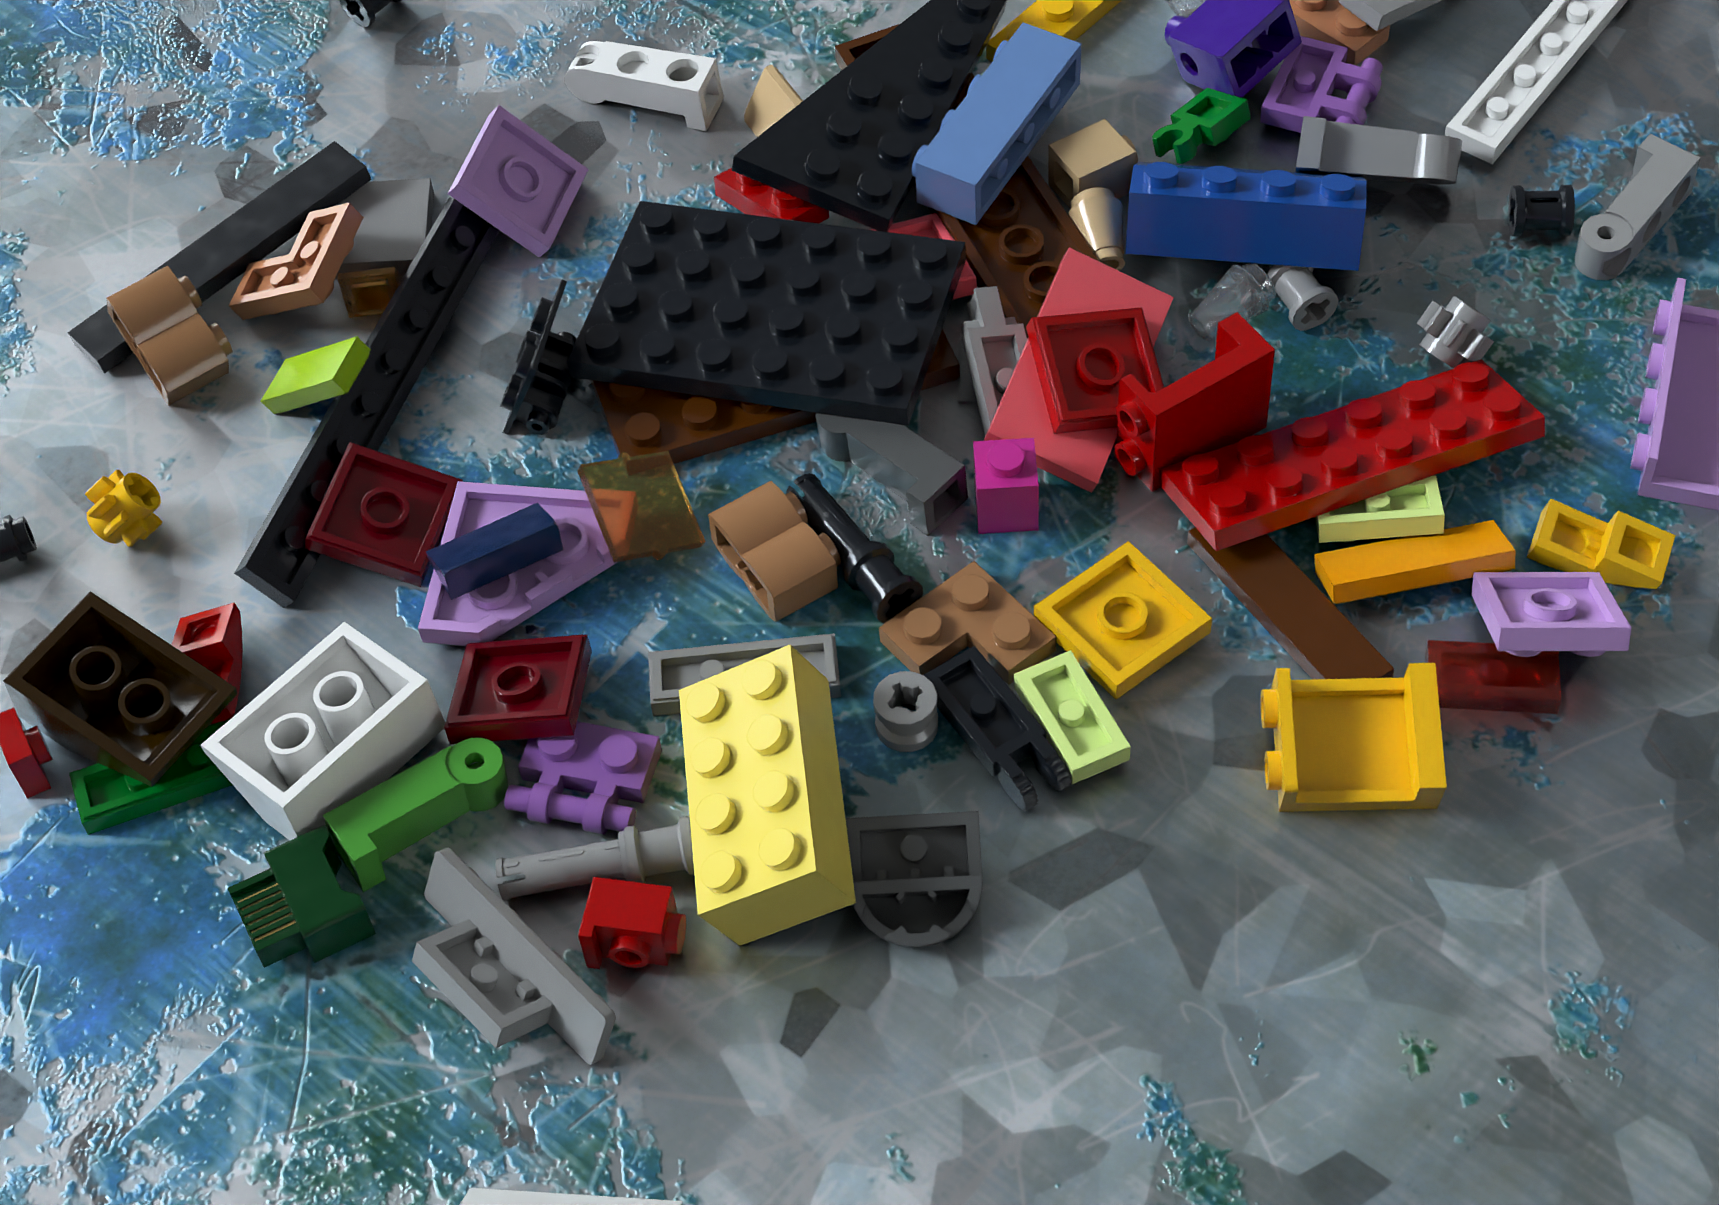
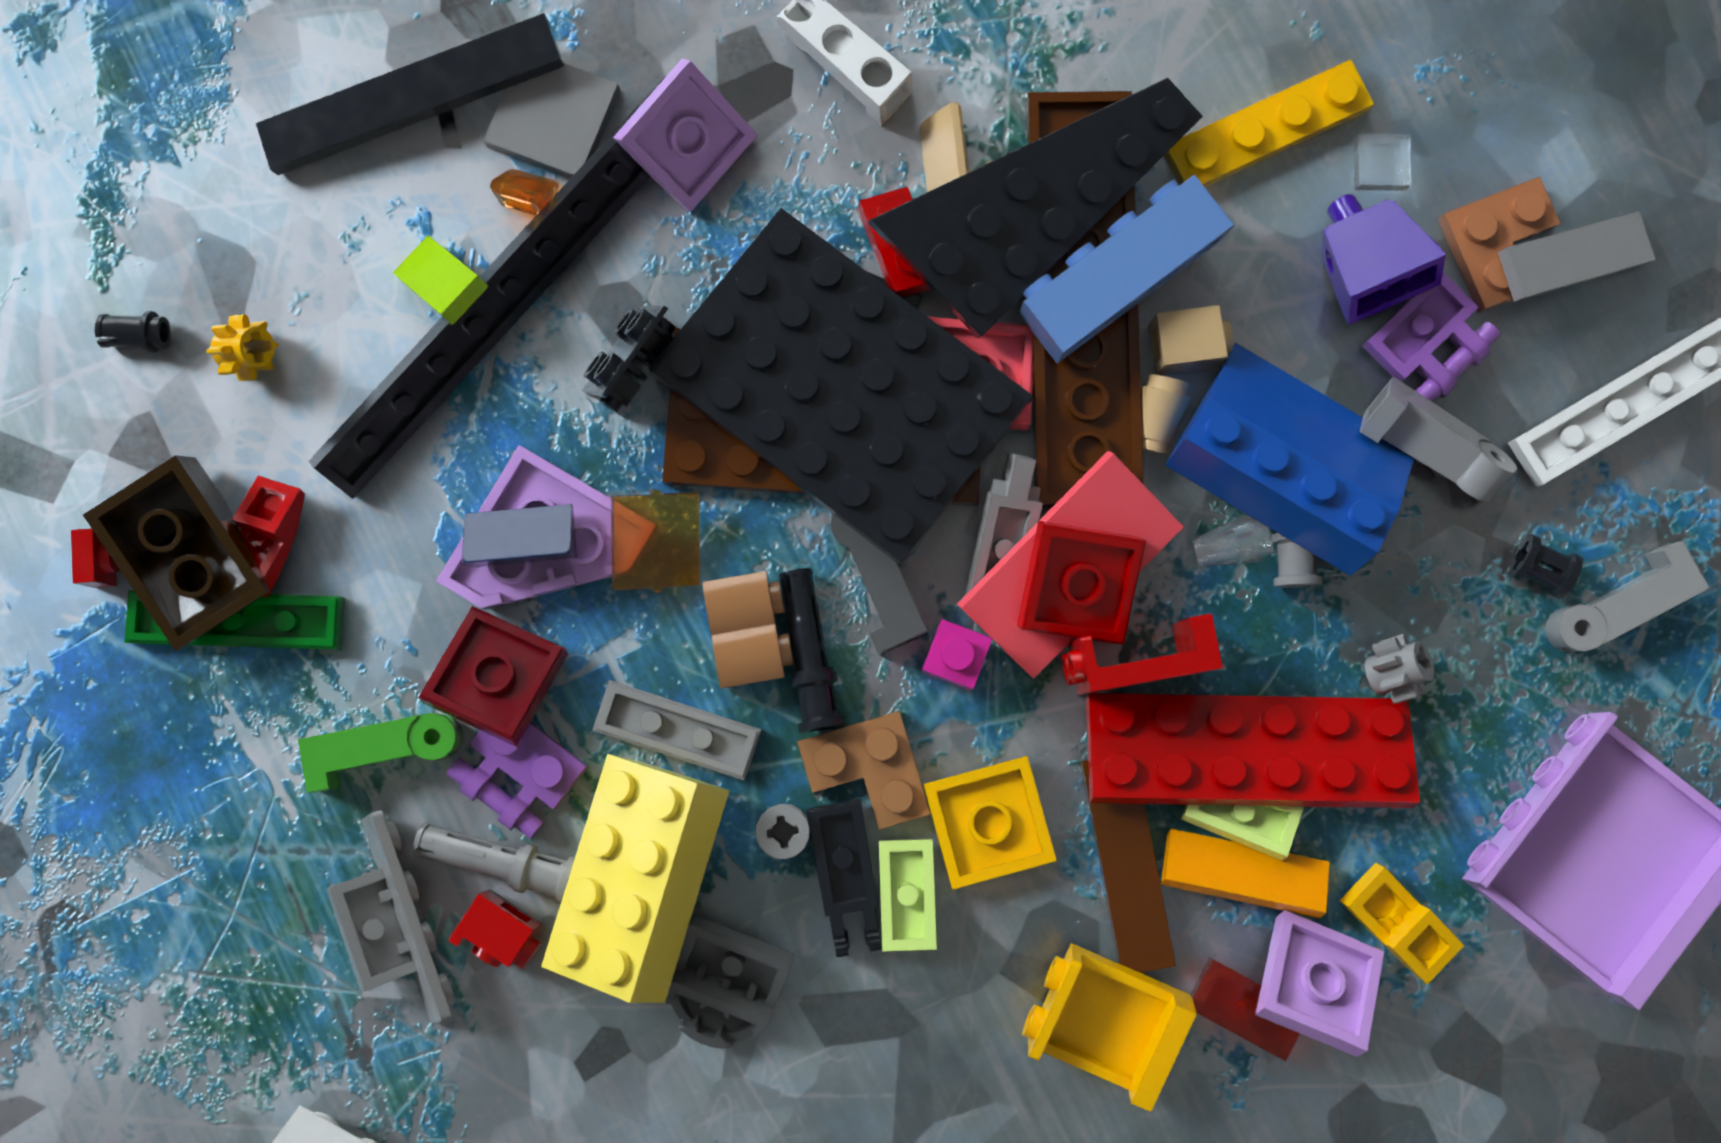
camera: 20 degrees right, 30 degrees up
(169, 334) = (333, 177): medium nougat brick -> none
(301, 902) = (262, 796): dark green piece -> none
(306, 273) = (467, 161): nougat plate -> none
(326, 731) = (323, 660): white slope -> none
(382, 514) = (450, 447): dark red tile -> none
(1204, 119) = (1310, 329): green plate -> none

